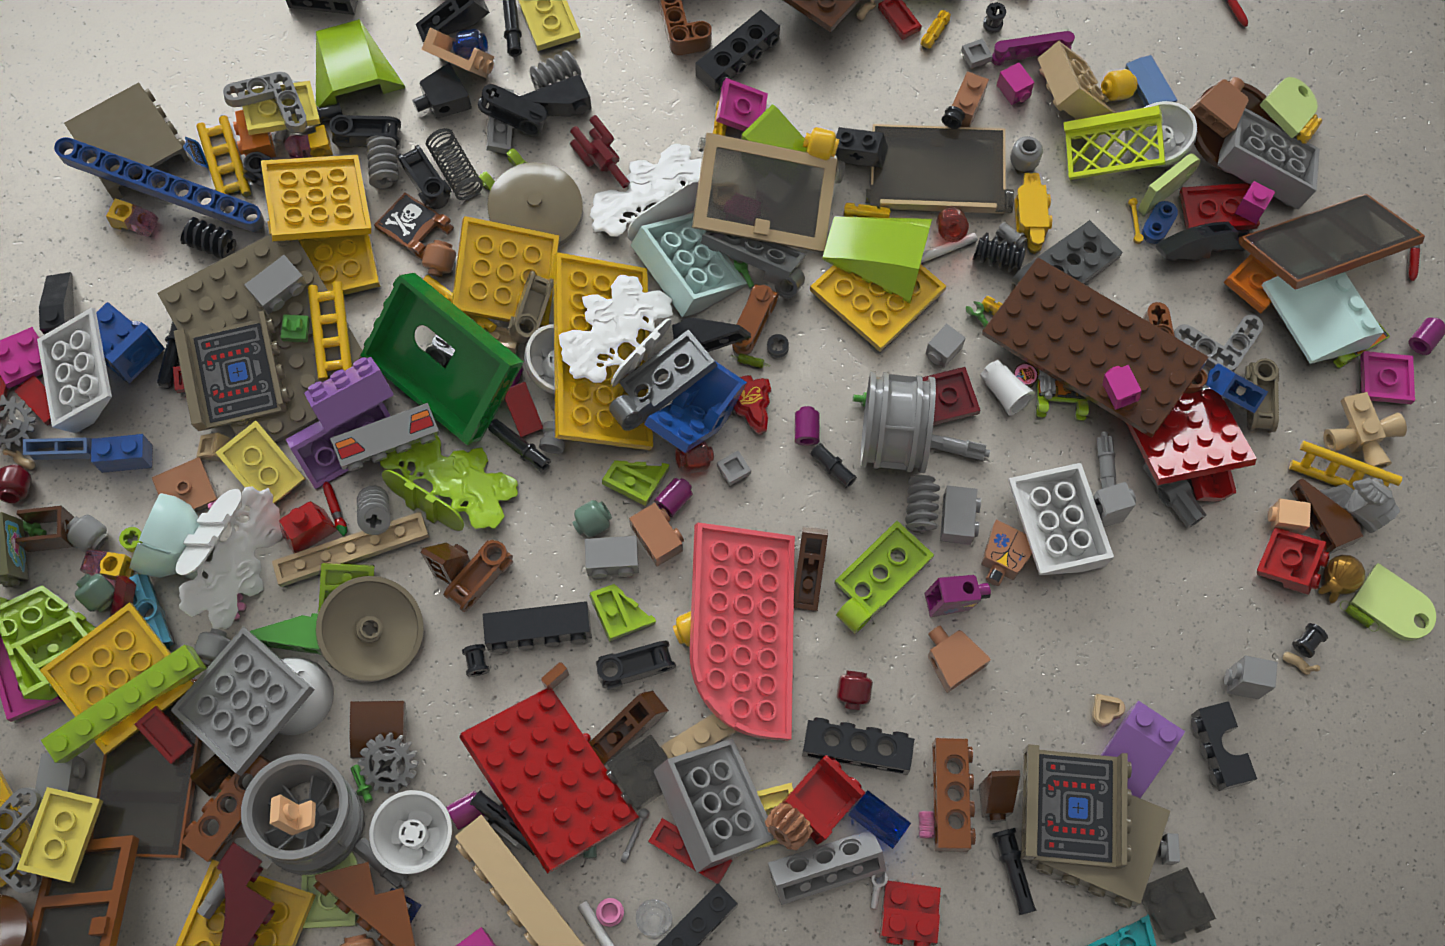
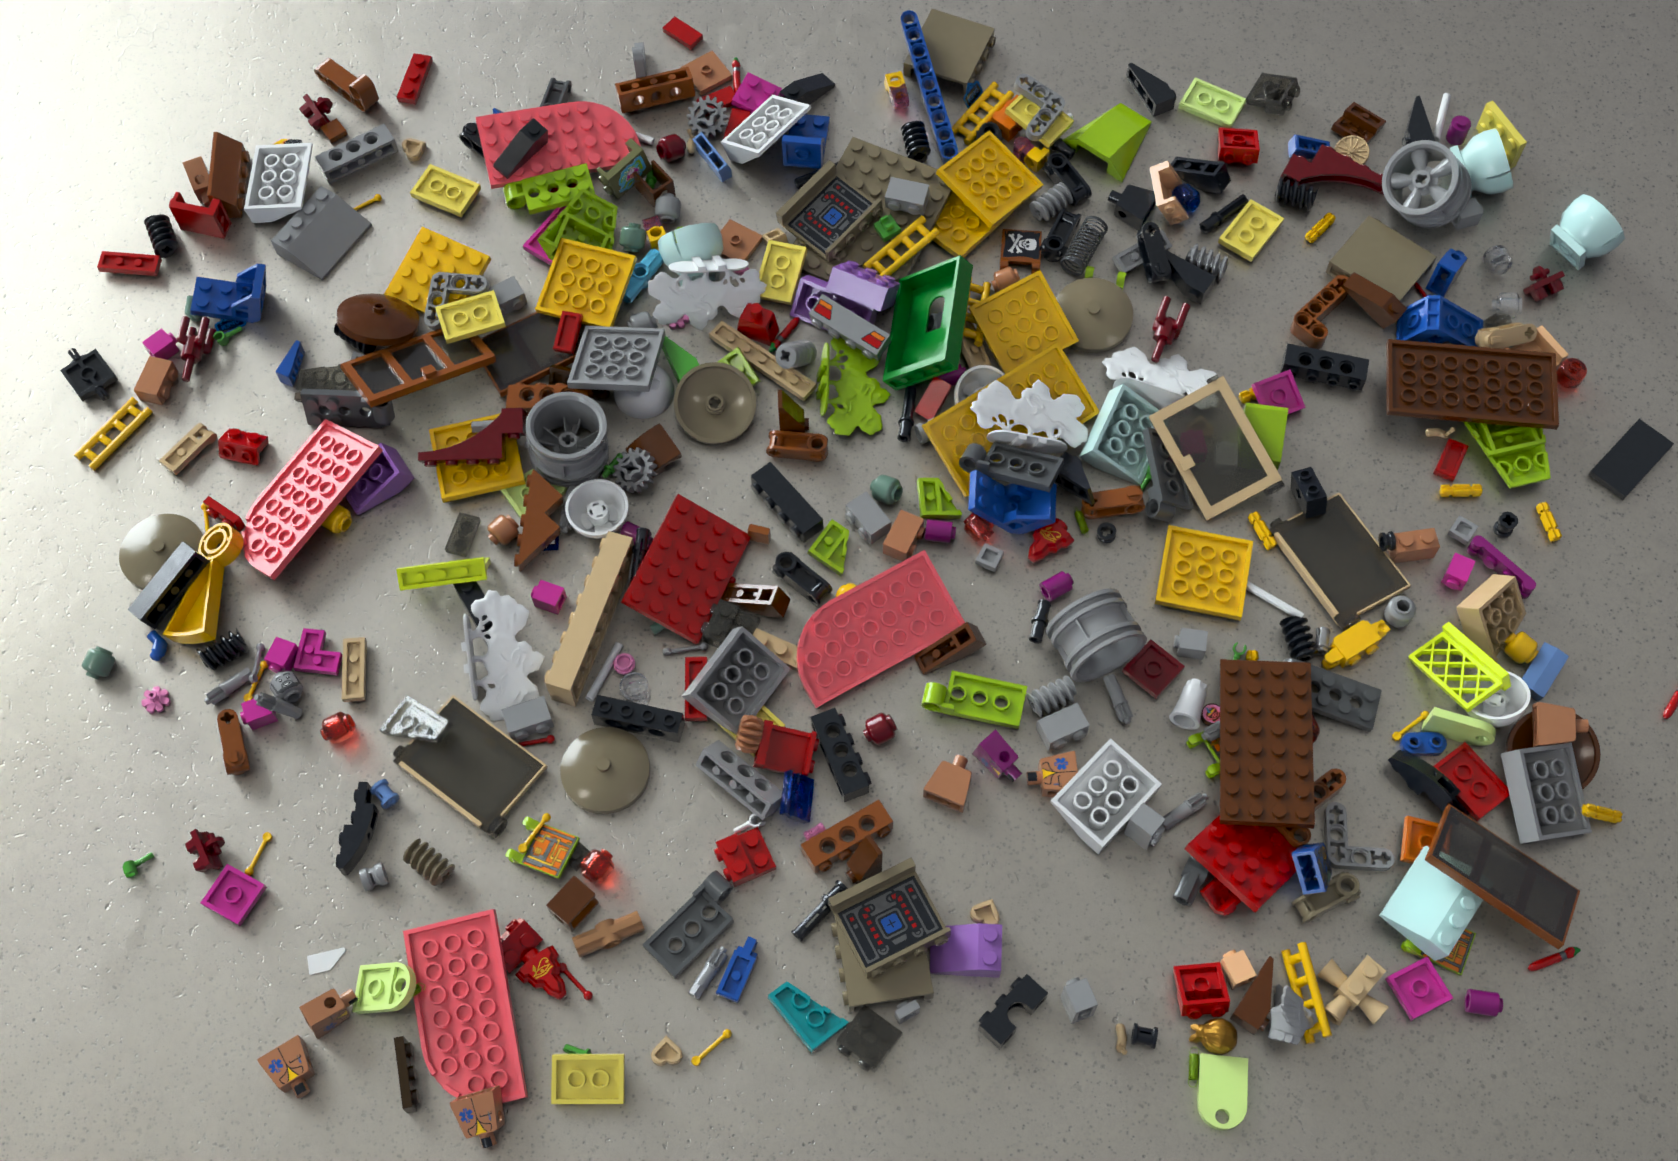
camera: 60 degrees right, 5 degrees down
(101, 717) = (538, 284): lime arch -> none
(121, 453) = (733, 191): blue brick -> none
(123, 593) = (643, 251): dark red tile -> none
(290, 816) = (558, 426): light nougat bracket -> none
(475, 660) = (737, 480): black bush -> none
(530, 307) = (1010, 354): dark tan piece -> none
(821, 143) = (1284, 460): yellow head -> none
(879, 250) = (1233, 553): lime wedge -> none
(952, 224) = (1295, 592): clear red head -> none
(1121, 386) = (1238, 772): dark pink brick -> none
(1255, 202) = (1491, 799): dark pink brick -> none
(1290, 105) = (1609, 785): yellowish green tile -> none

